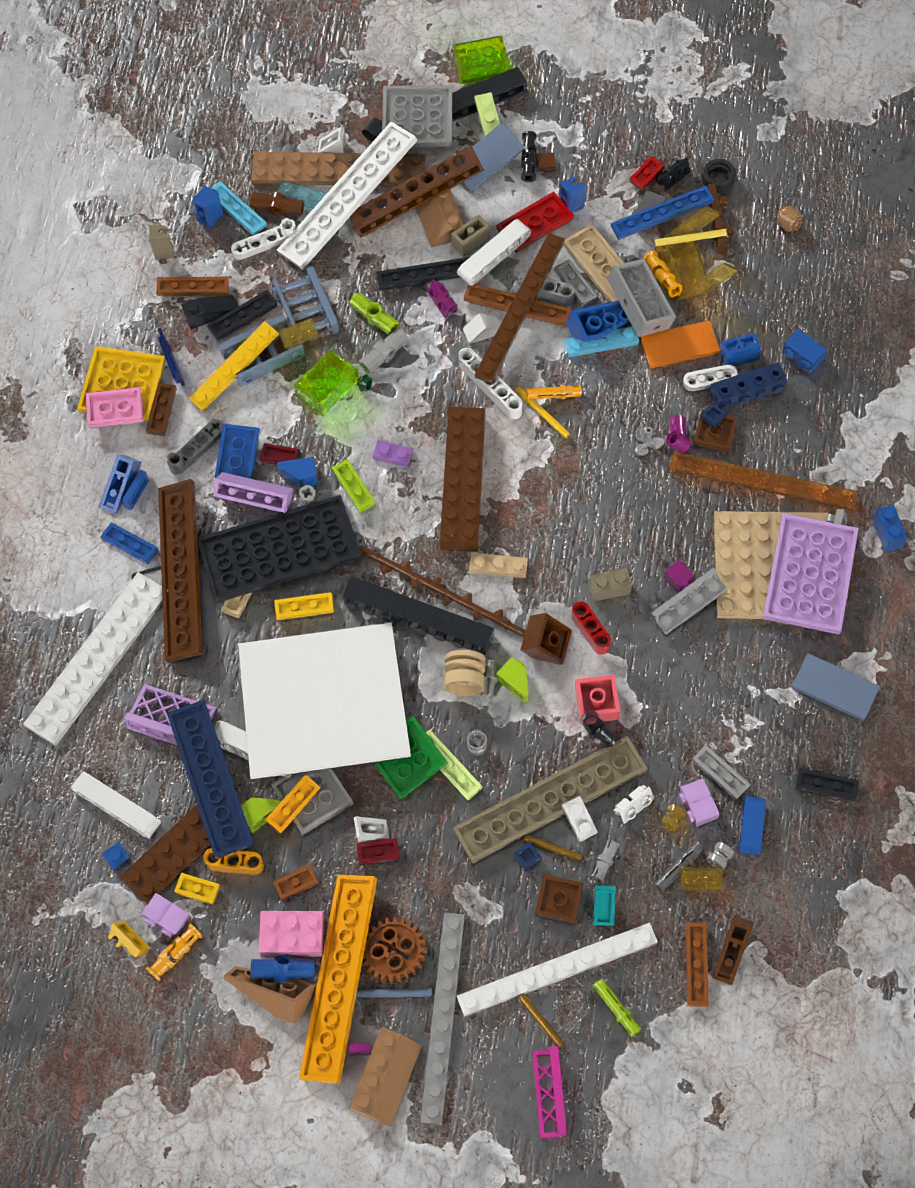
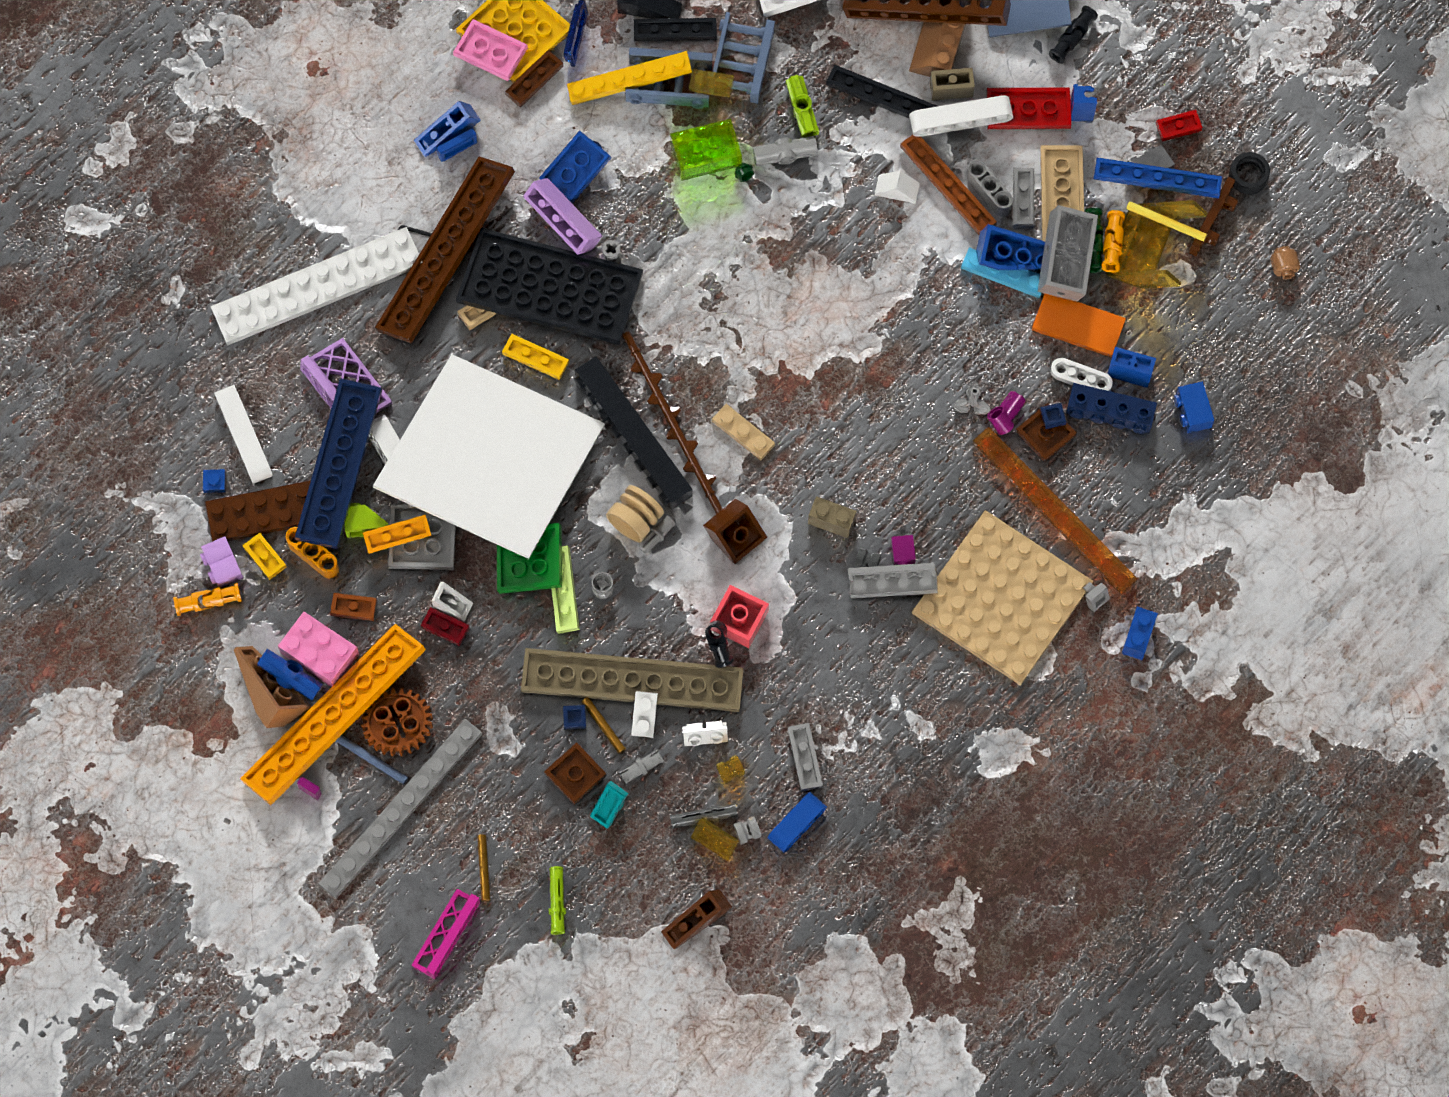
camera: 30 degrees right, 5 degrees up
(129, 543) = (418, 193): blue tile -> none
(129, 938) = (176, 561): yellow plate -> none
(193, 444) = (541, 133): dark grey beam -> none
(274, 453) = (614, 194): dark red tile -> none
(299, 471) = (621, 223): blue slope -> none
(353, 486) = (661, 268): lime plate -> none
(385, 1077) = (314, 825): medium nougat slope -> none
(393, 453) = (722, 260): medium lavender plate -> none
(438, 294) = (880, 123): magenta hinge -> none
(463, 479) = (768, 326): reddish brown brick -> none
(493, 390) = (862, 257): white beam -> none
(514, 678) = (680, 548): lime slope -> none
(519, 308) = (944, 189): reddish brown plate -> none
(543, 413) = (894, 308): yellow bar -> none
(546, 162) = (1087, 50): reddish brown tile -> none
(553, 392) = (917, 295): light orange pin -> none
(556, 969) = (529, 833): white plate -> none
(590, 619) = (784, 556): red beam -> none
(675, 173) = (1213, 142): black hinge -> none
(696, 964) = (654, 910): dark orange plate -> none
(699, 802) = (763, 770): lavender brick -> none
(811, 573) = (1027, 627): lavender plate -> none
(827, 784) = (894, 831): black plate -> none
(835, 687) = (972, 748): sand blue tile -> none

